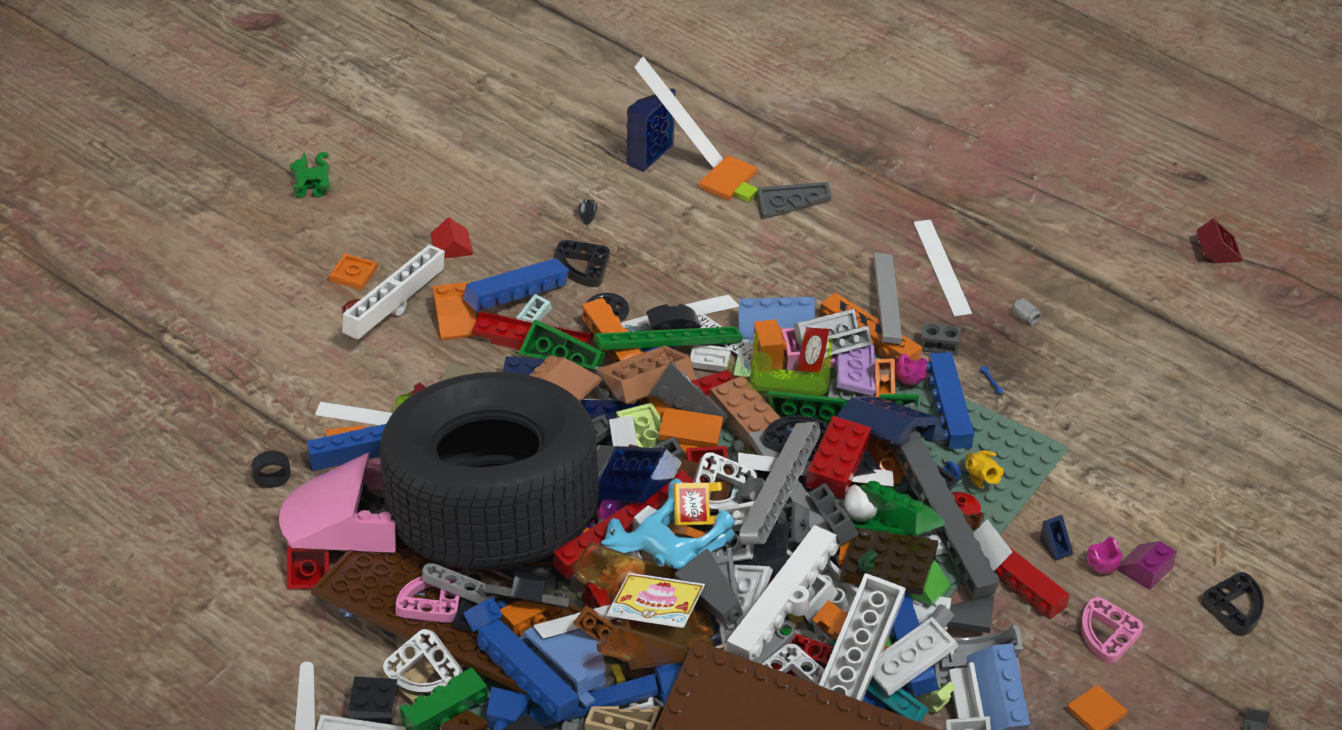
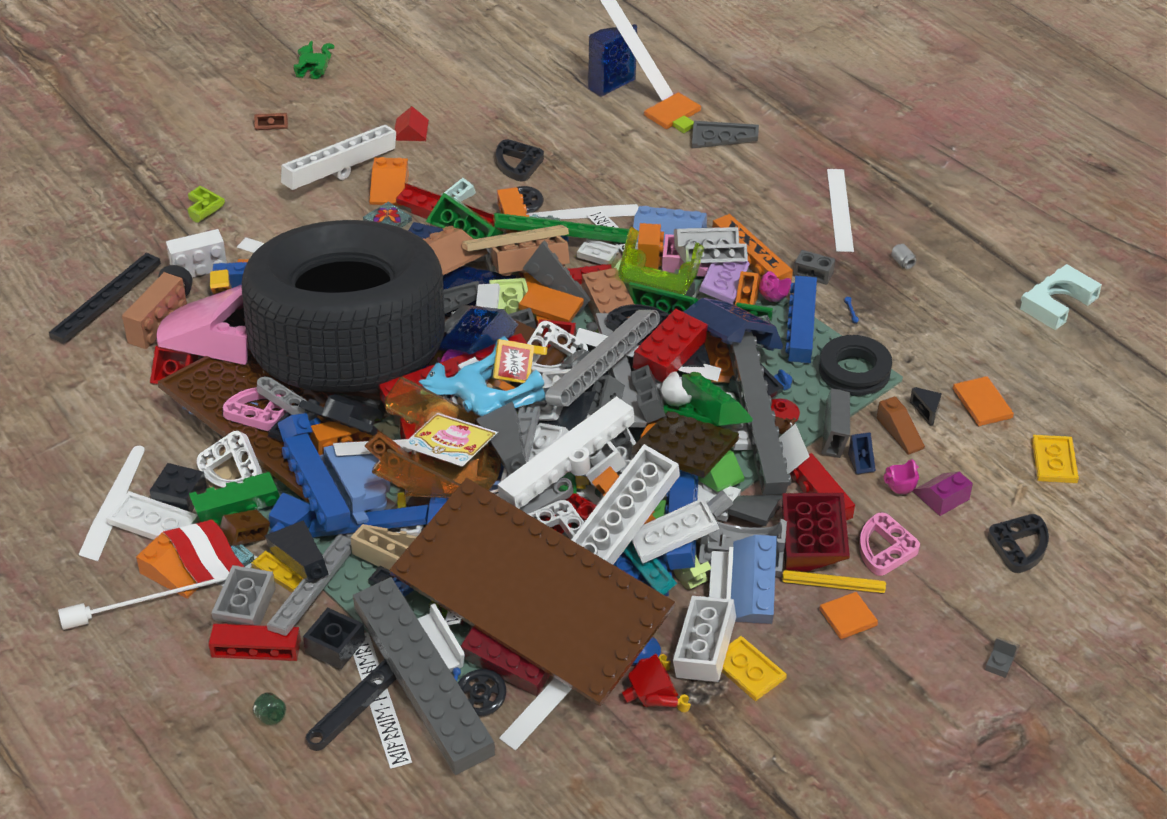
camera: 15 degrees right, 0 degrees up
(197, 499) = (104, 298): none -> black plate
(262, 367) = (205, 203): none -> lime brick
(263, 506) = (151, 308): none -> nougat brick
(283, 430) = (197, 252): none -> white brick
(292, 257) = (271, 121): none -> copper slope
(323, 460) = (219, 281): none -> yellow slope
(353, 271) = (317, 138): orange tile -> none
(469, 353) = (389, 214): none -> tile
(516, 284) = (447, 166): blue brick -> none
(587, 210) = (537, 118): black plate -> none
(627, 359) = (512, 238): none -> tan tile
(673, 317) = (575, 212): black brick -> none
(813, 349) = (683, 253): red sticker -> none
(865, 561) = (659, 438): dark green arm -> none
(887, 298) = (776, 226): light grey tile -> none
(983, 468) = (810, 380): yellow animal -> none
(1023, 509) = (836, 423): none -> dark grey slope
(1024, 423) = (859, 347): none -> black tyre
(1044, 626) = (814, 530): none -> dark red slope
(1069, 678) = (834, 581): none -> yellow axle
(1080, 498) = (898, 423): none -> dark orange slope
(1101, 472) = (926, 403): none -> black slope
(1154, 459) = (983, 401): none -> orange tile
(1195, 313) = (1064, 281): none -> light aqua arch
(1218, 243) = (1107, 225): dark red slope -> none
(1242, 509) = (1055, 459): none -> yellow tile

